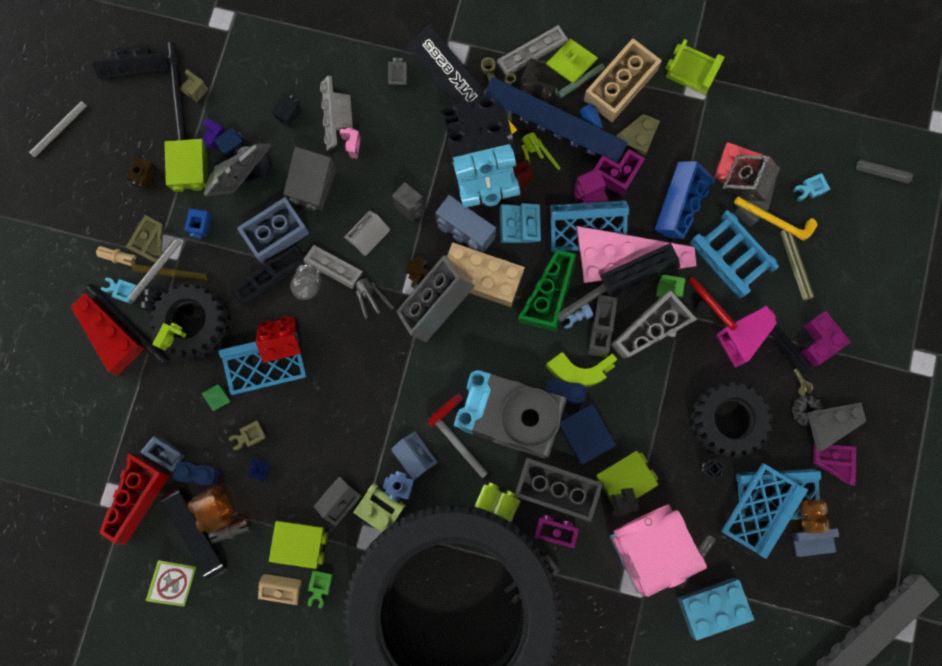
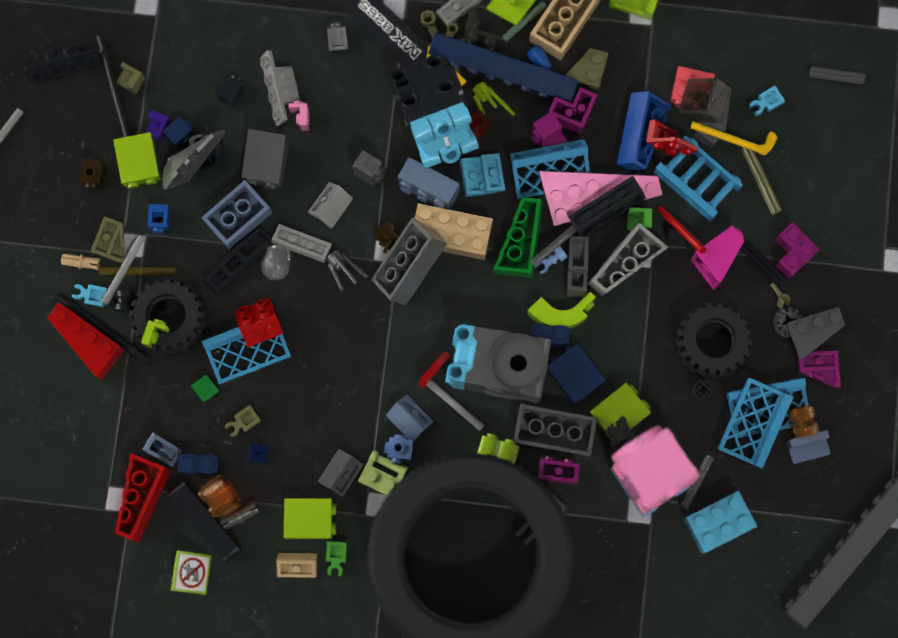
camera: 10 degrees left, 0 degrees up
(708, 212) = (667, 139): none -> red bracket

